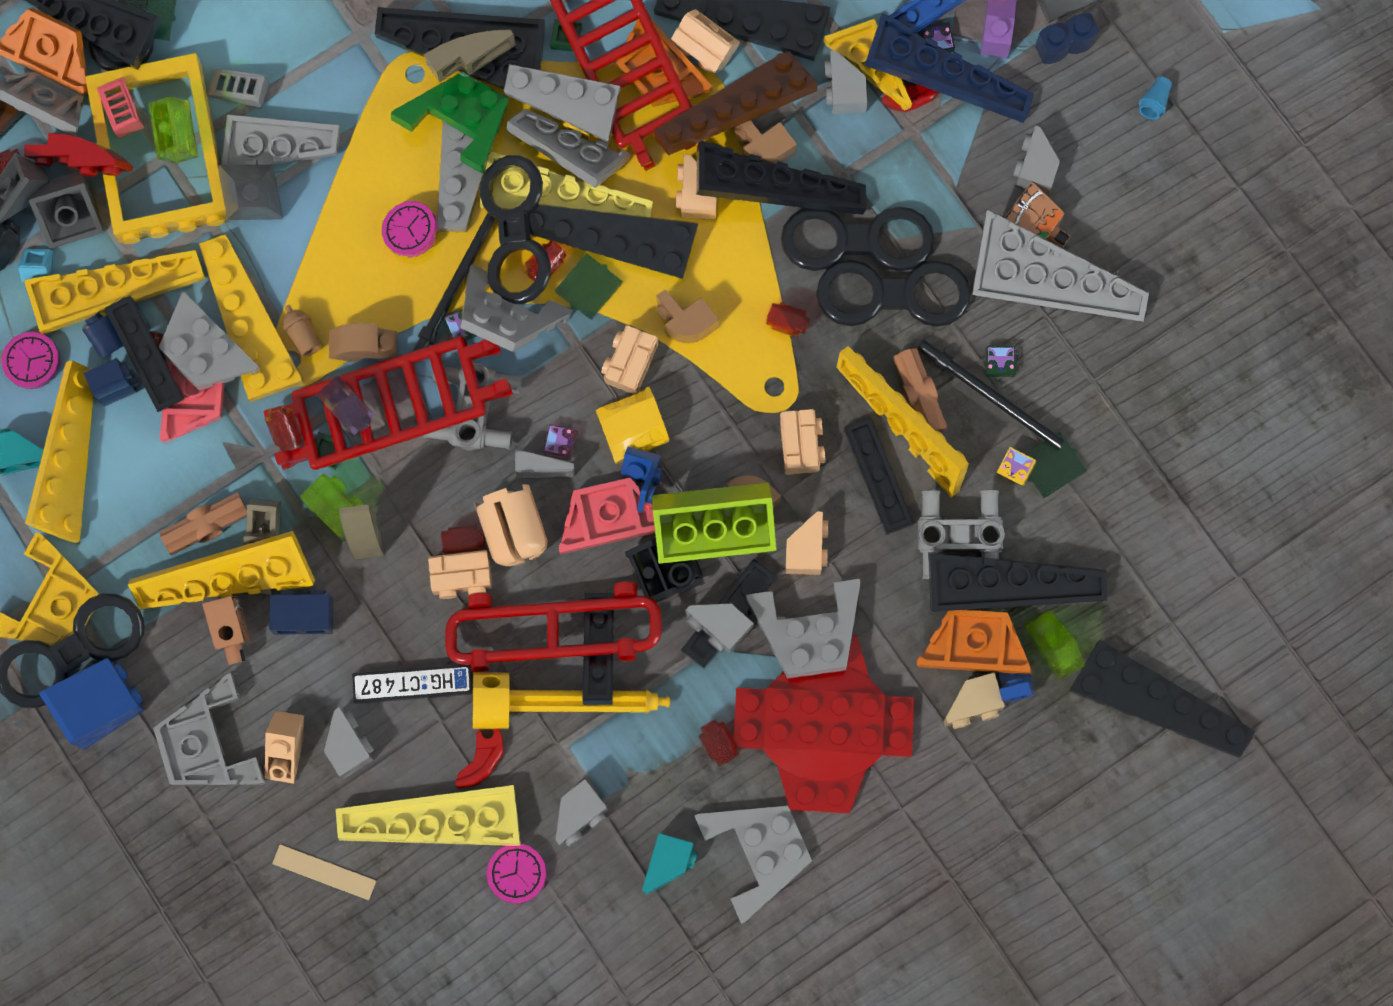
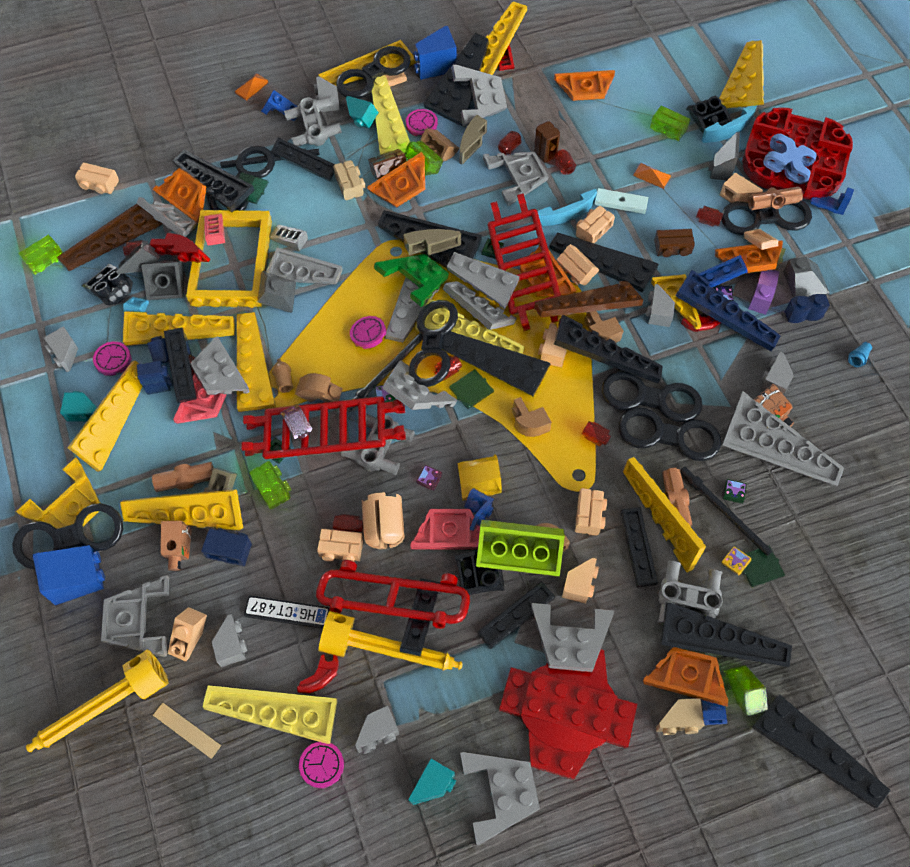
camera: 10 degrees right, 15 degrees down
(173, 130) = (240, 244): clear neon green brick -> none
(245, 818) = (143, 675): none -> yellow piece
(283, 428) = (252, 427): clear red brick -> none
(361, 531) = (282, 500): dark tan slope -> none
(538, 466) = (409, 488): light grey slope -> none
(630, 360) = (488, 436): light nougat brick -> none
(718, 742) = (489, 703): clear red brick -> none
(721, 622) = (510, 617): light grey slope -> none

